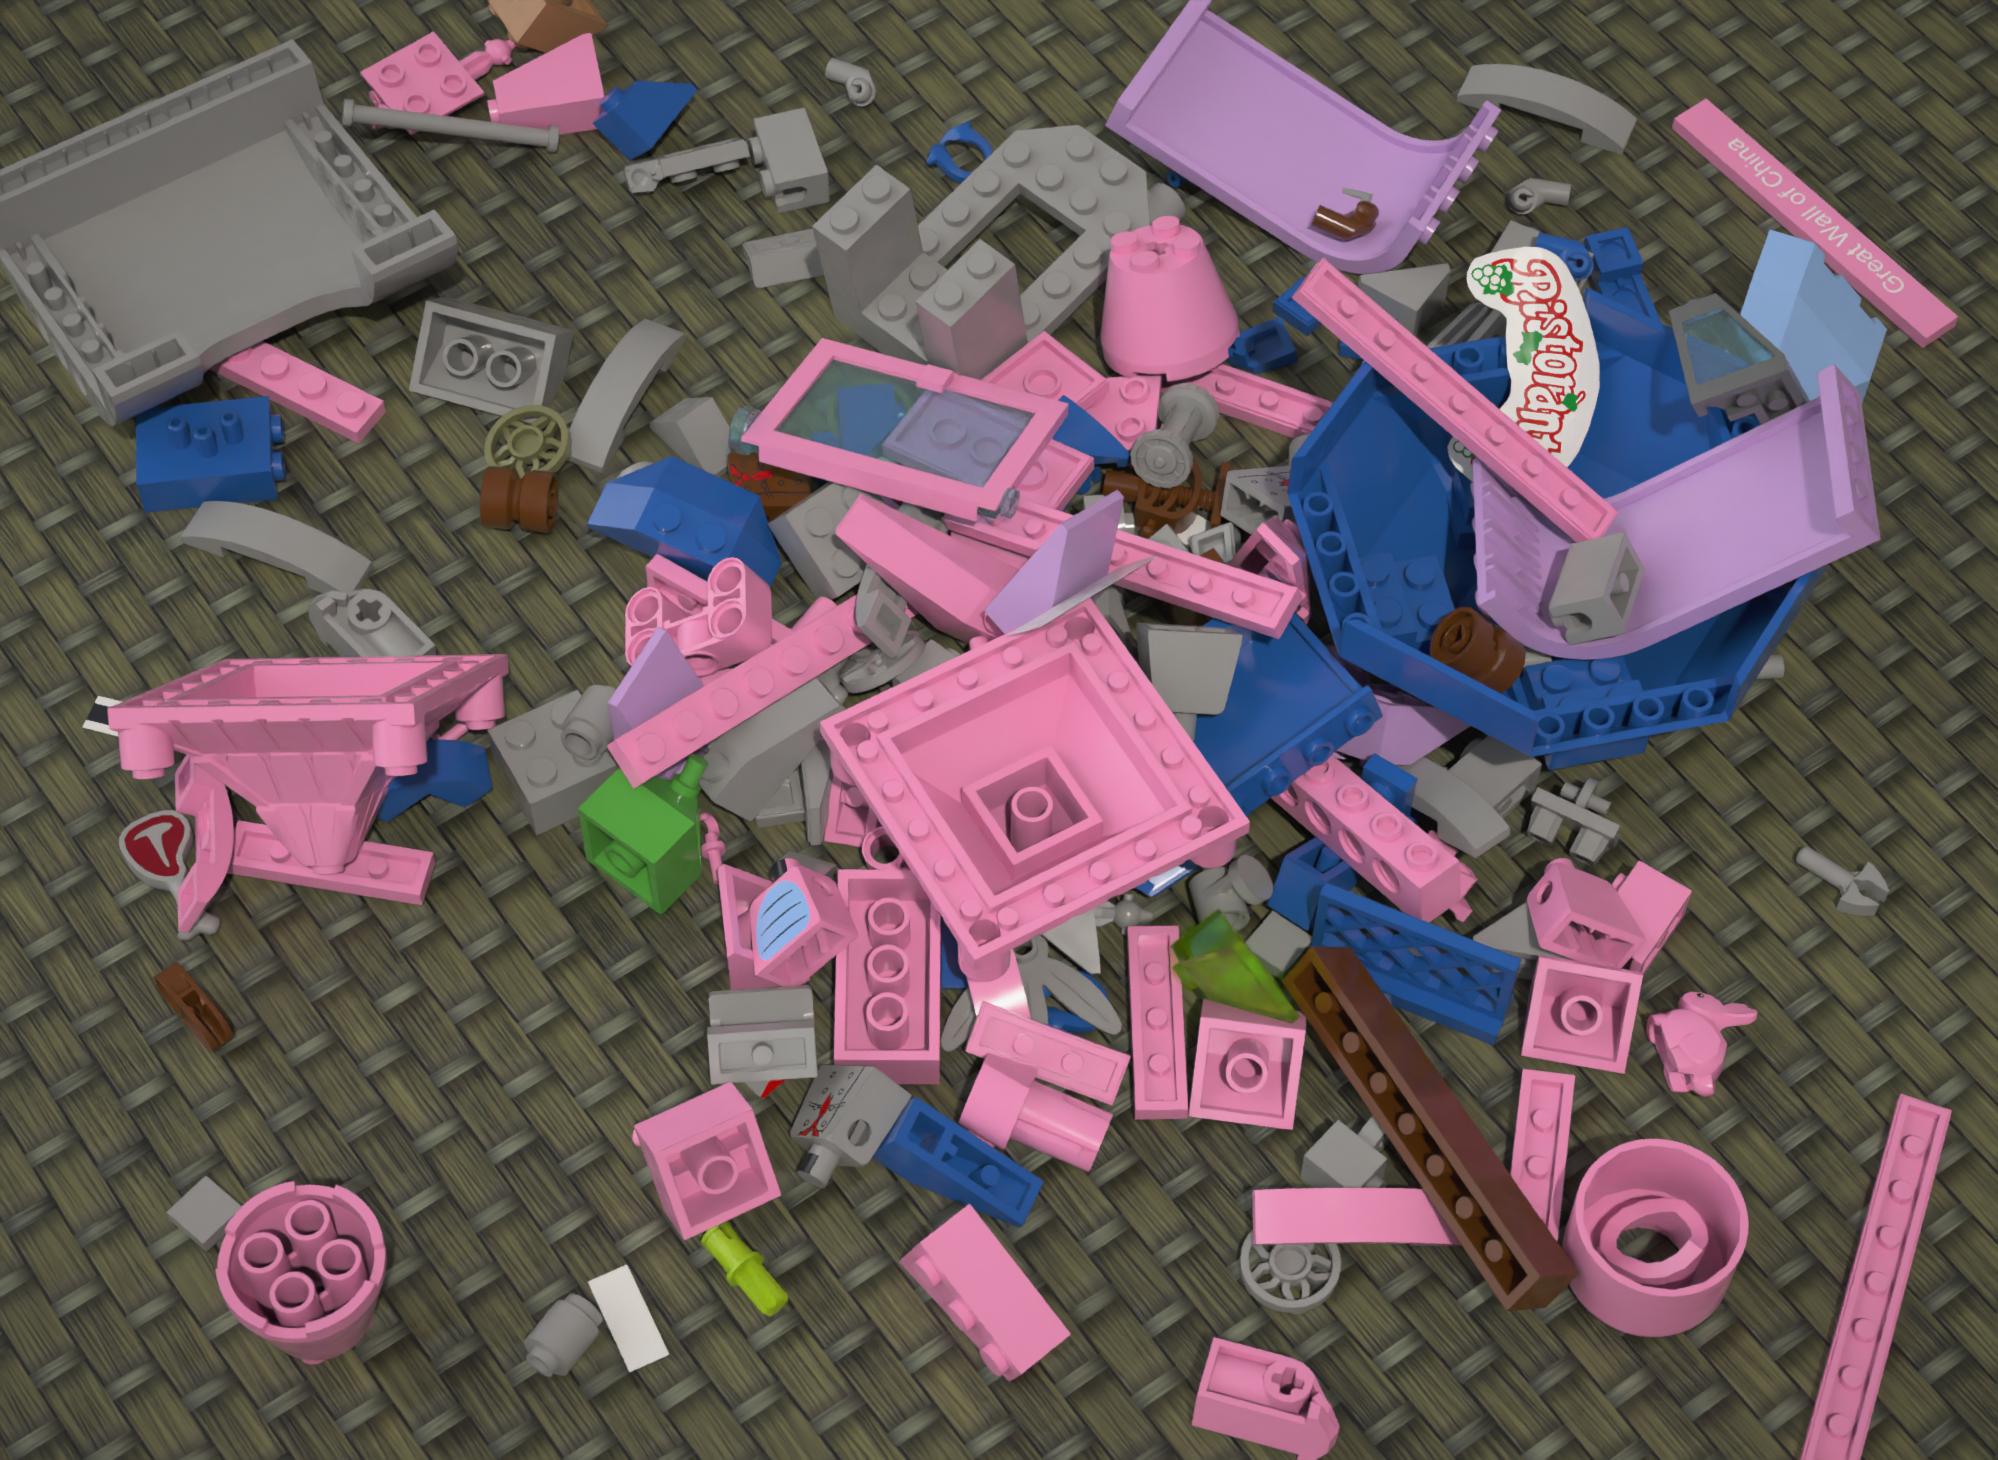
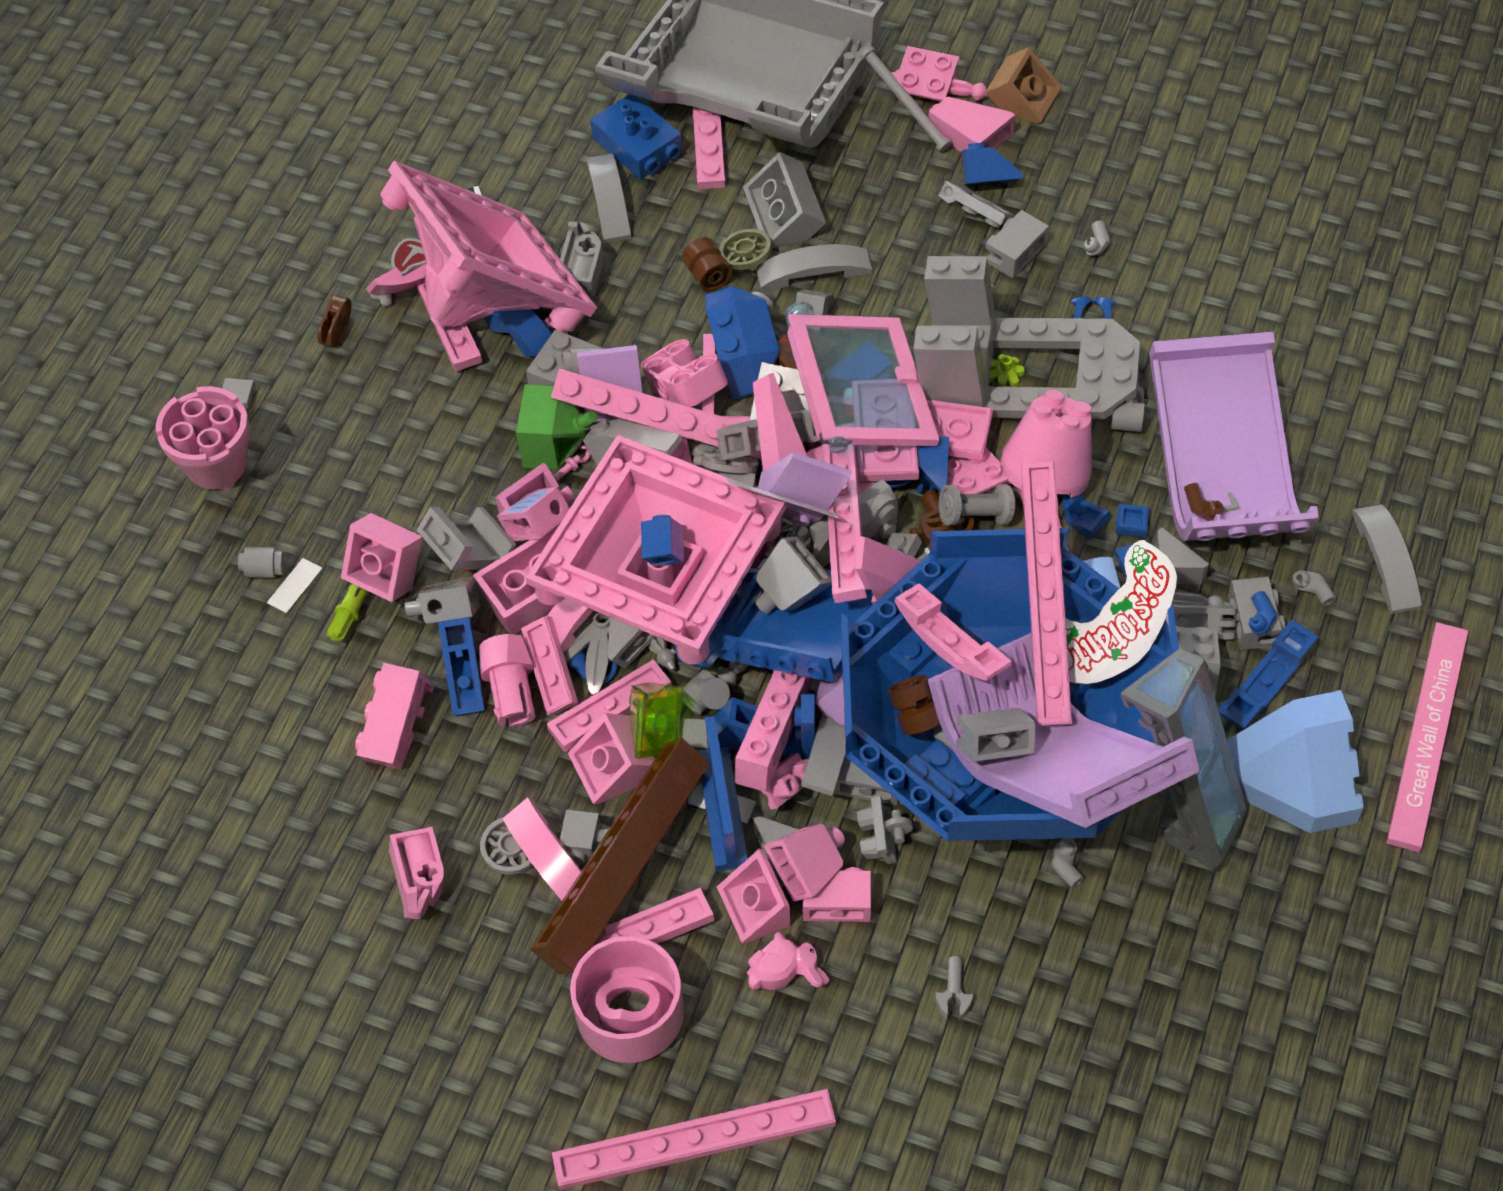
camera: 60 degrees right, 0 degrees up
(1028, 771) = (662, 541): none -> blue brick
(1444, 548) = (946, 639): none -> bright pink slope

